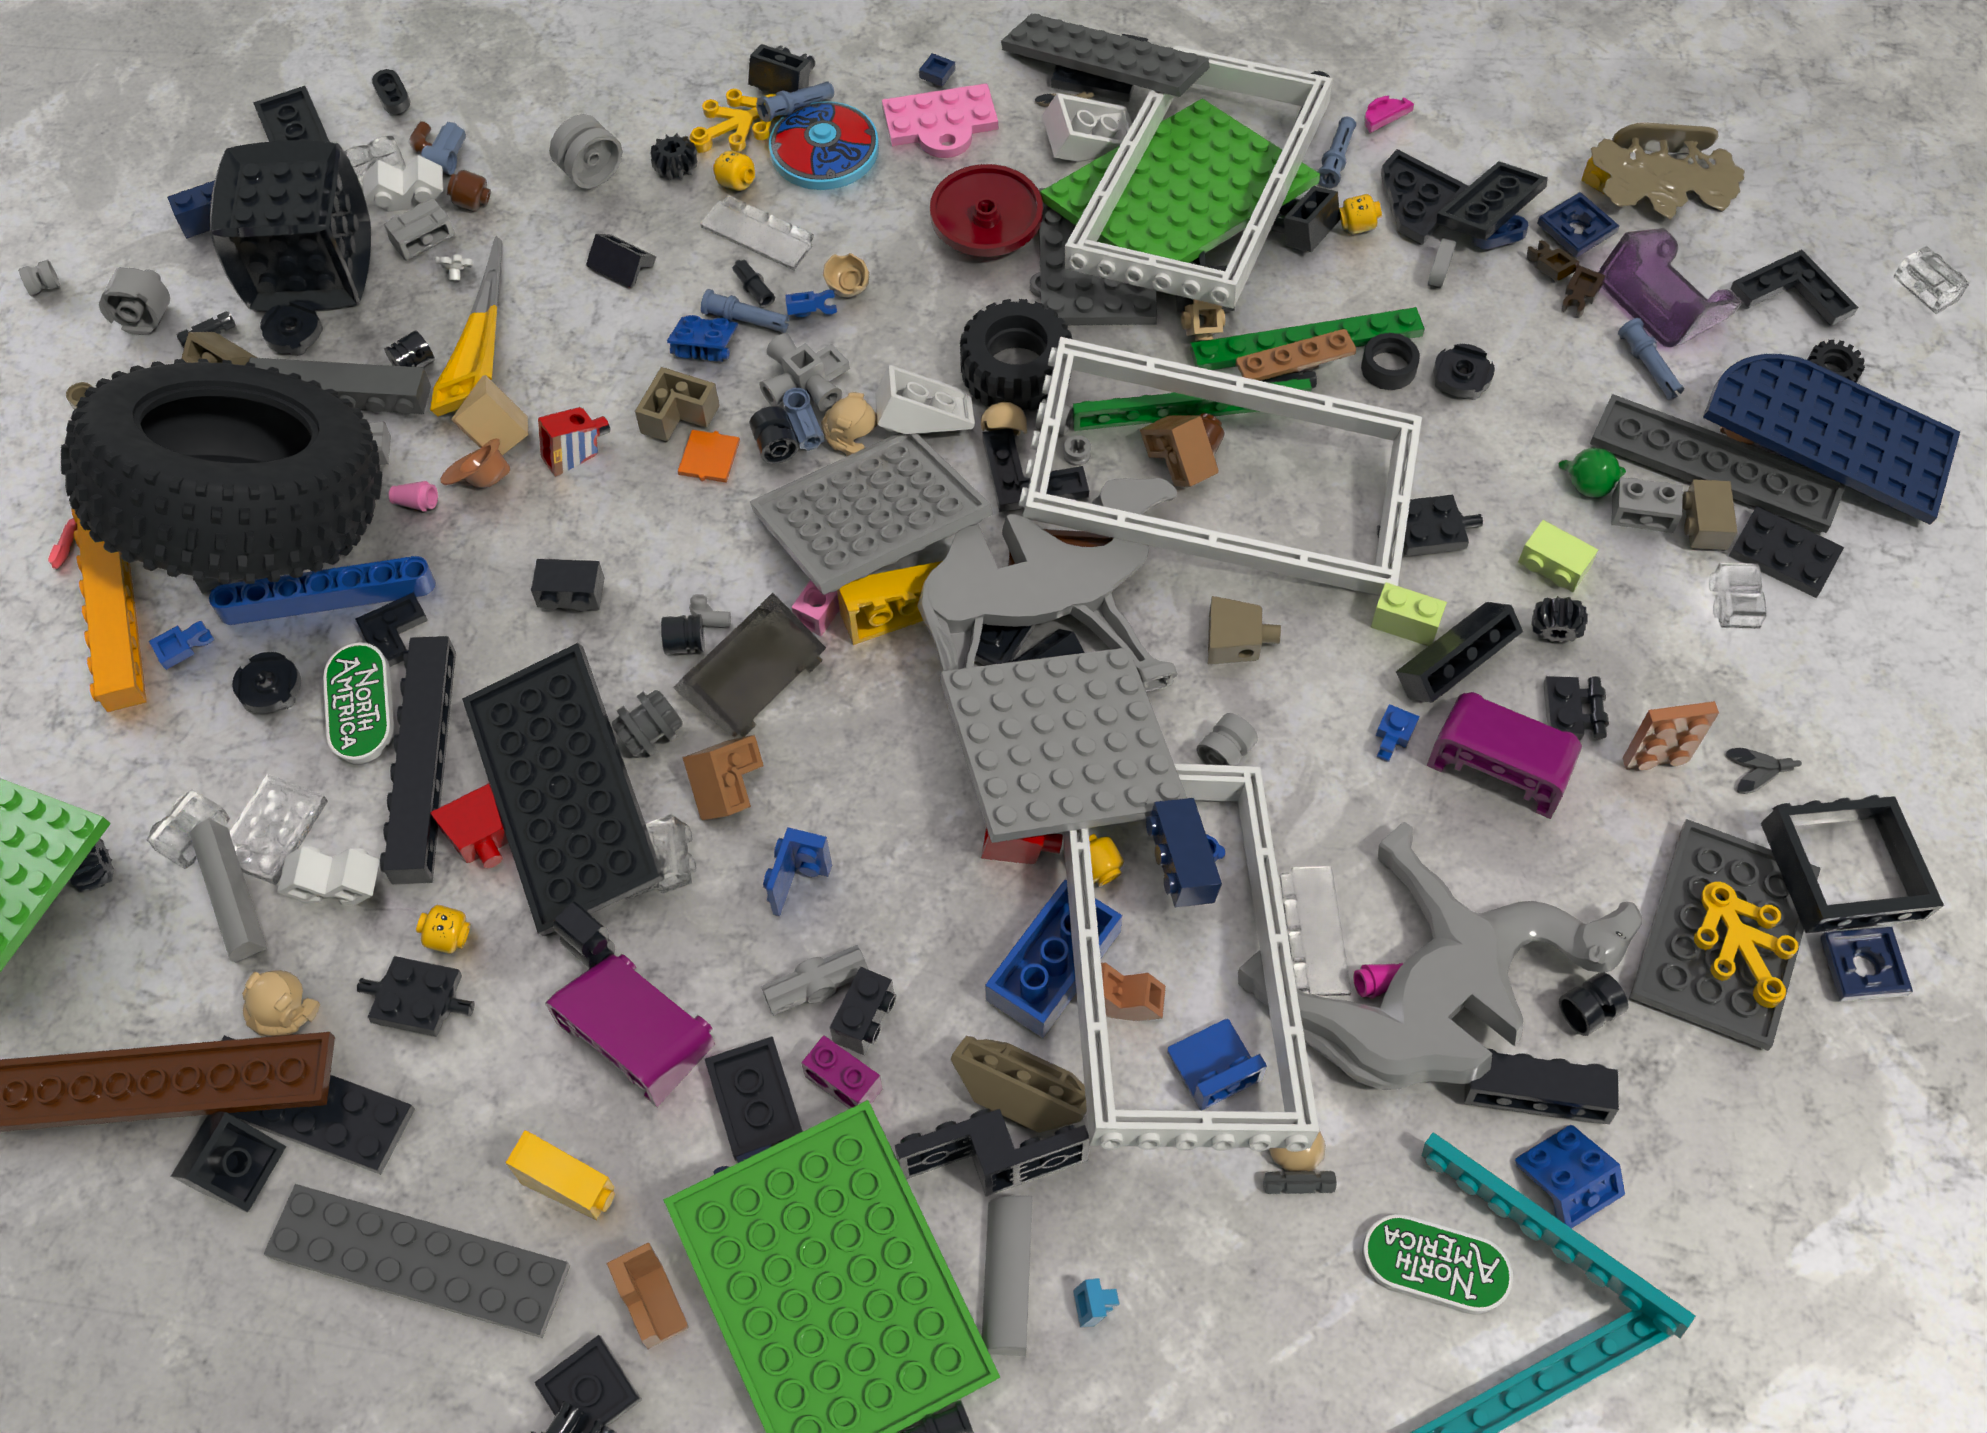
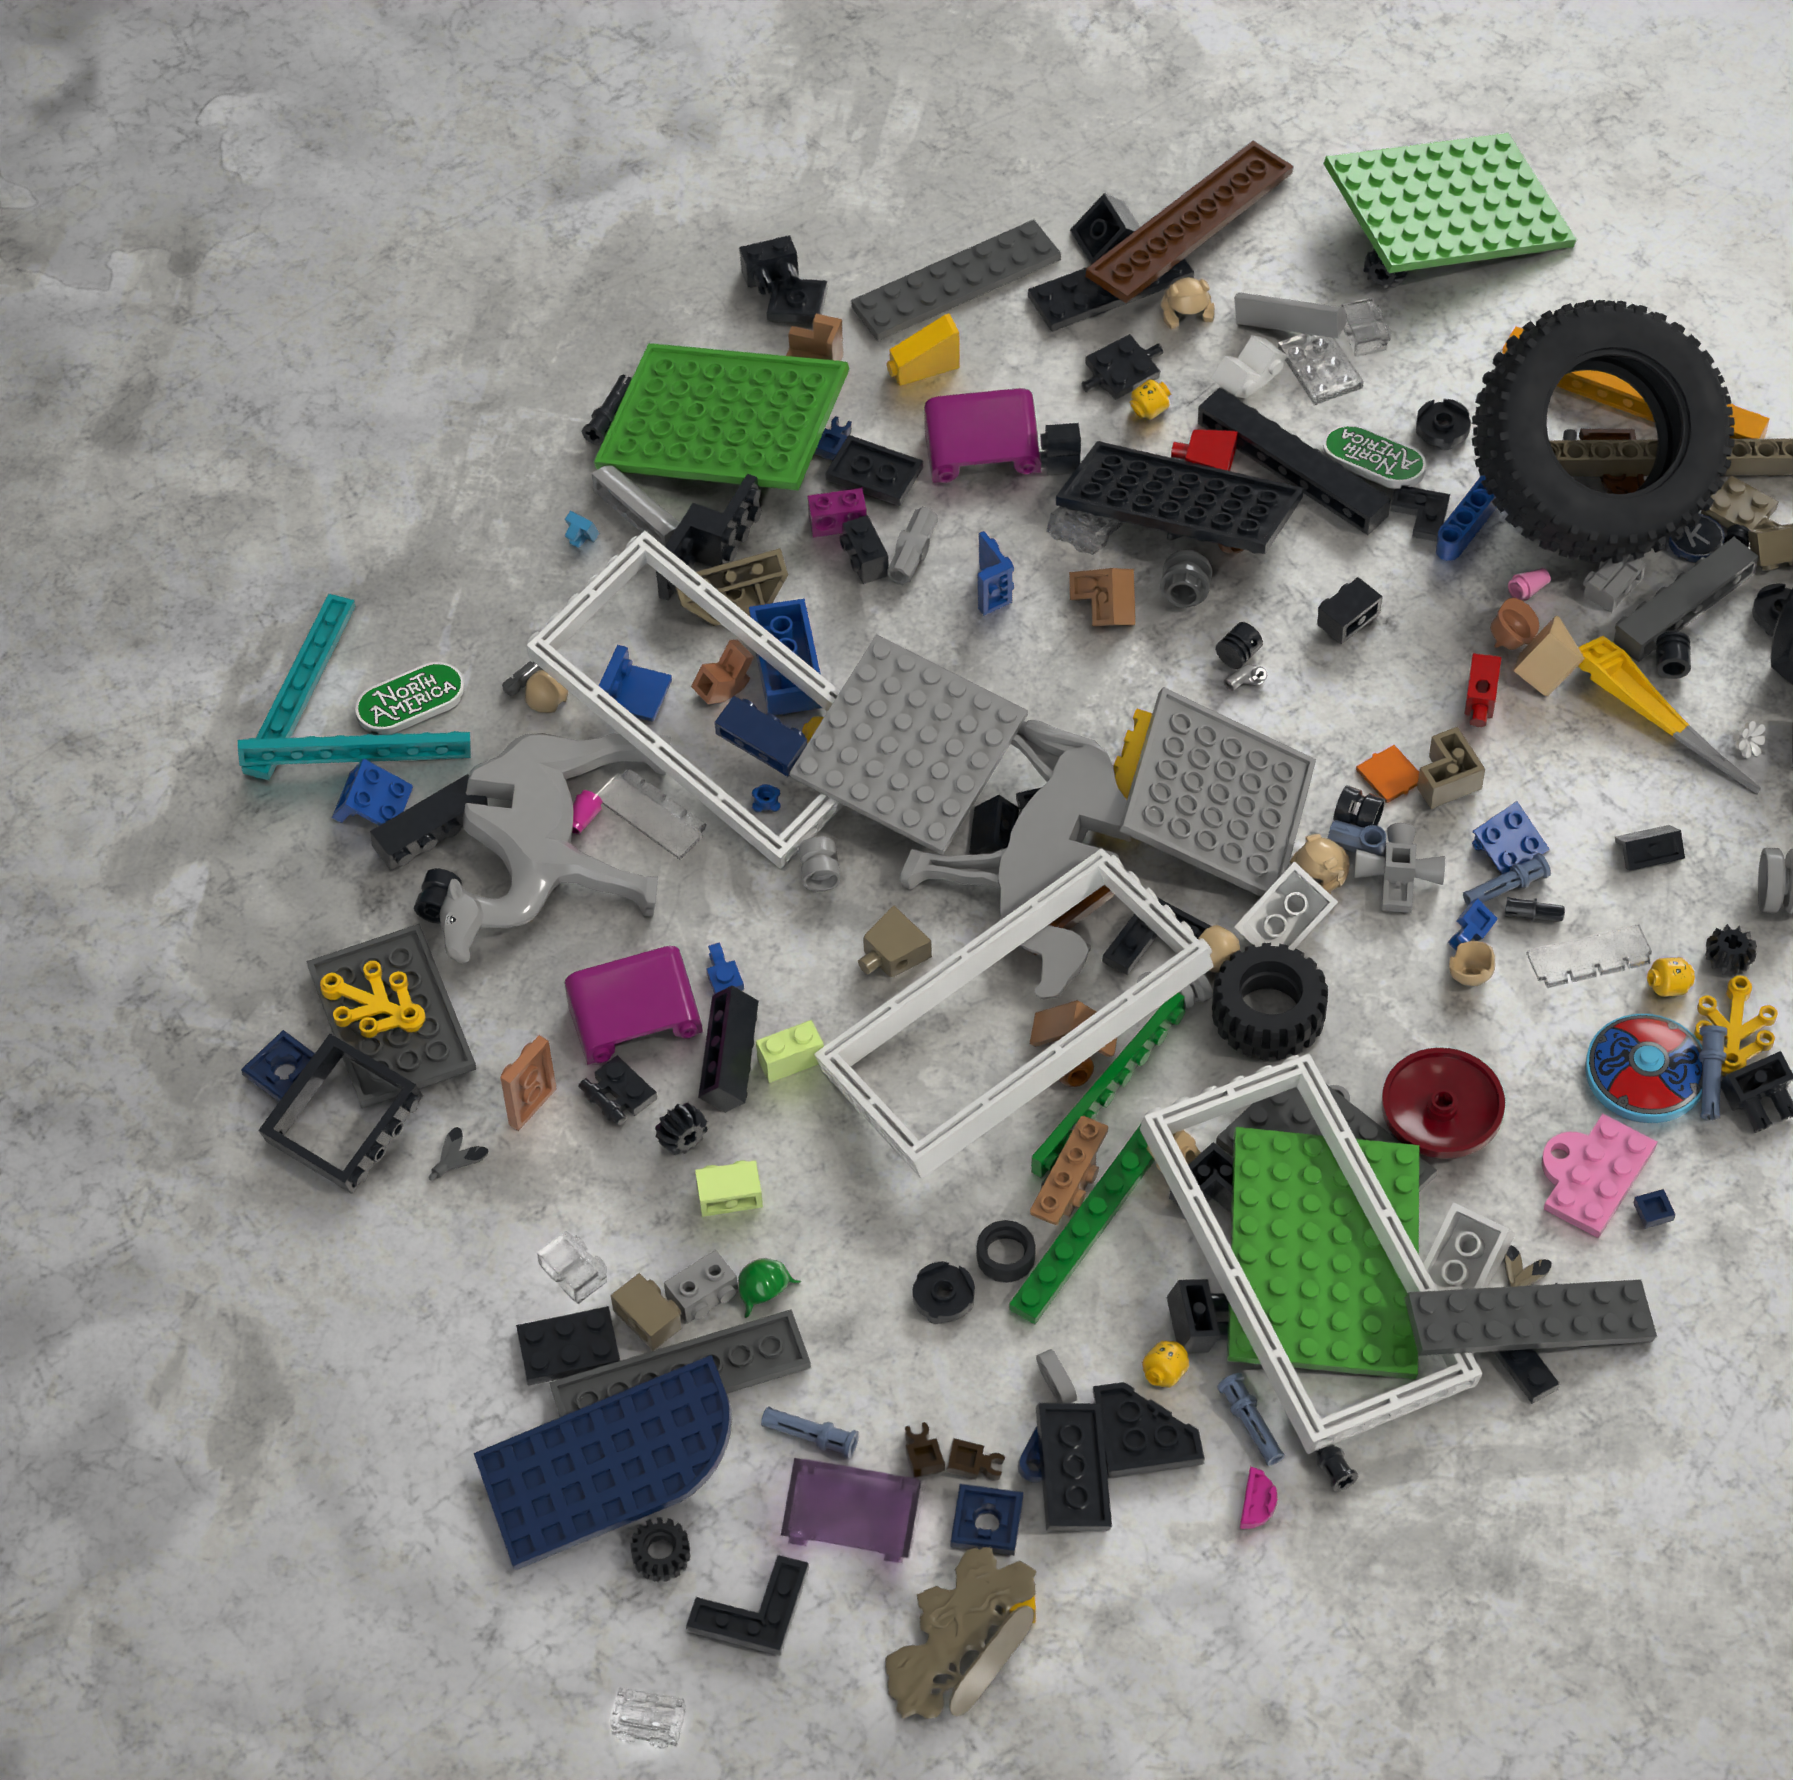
camera: 135 degrees right, 5 degrees down
(751, 667) = (1172, 651): clear smoke windscreen -> none
(1436, 526) = (842, 1144): black plate -> none

